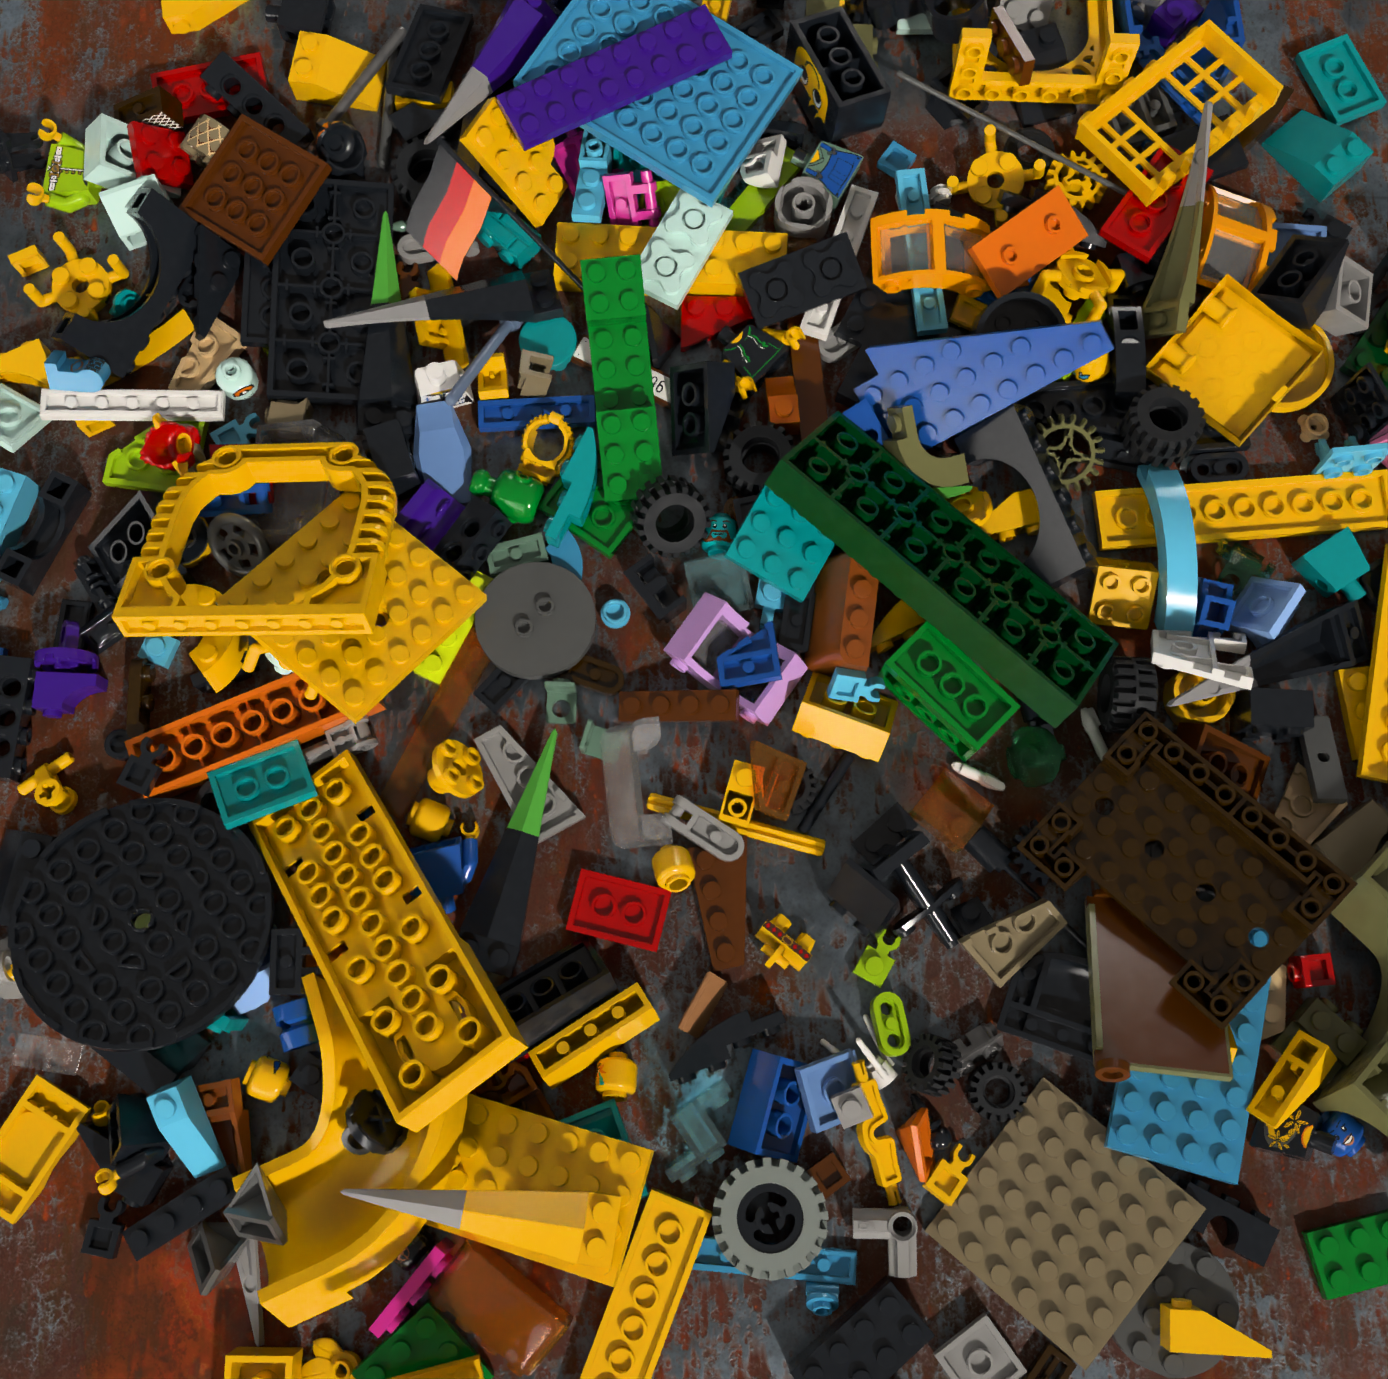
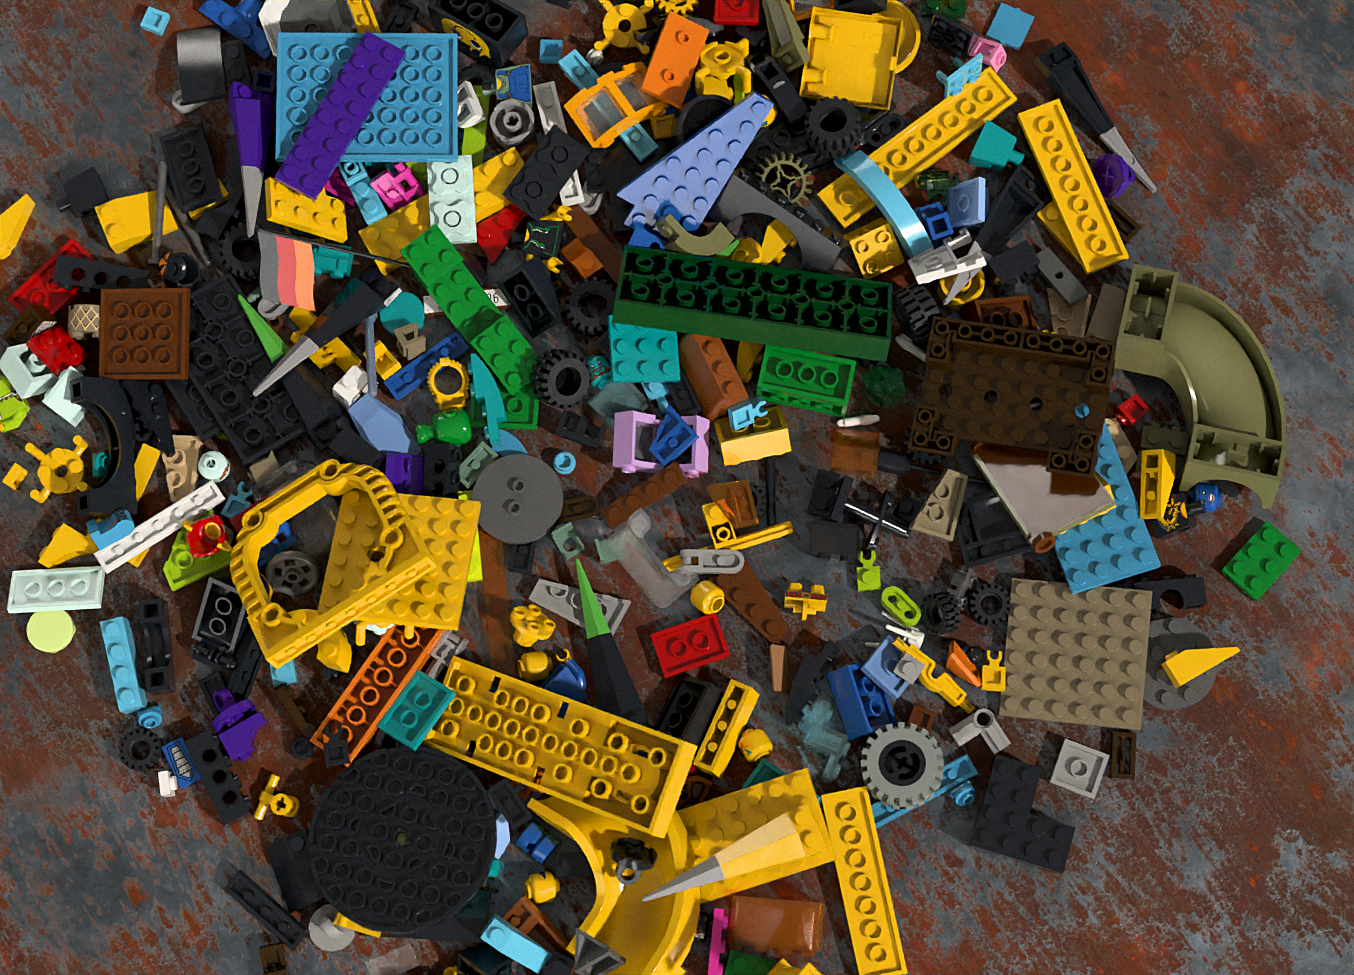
camera: 30 degrees left, 0 degrees up
(1317, 420) = (928, 59): tan plate -> none

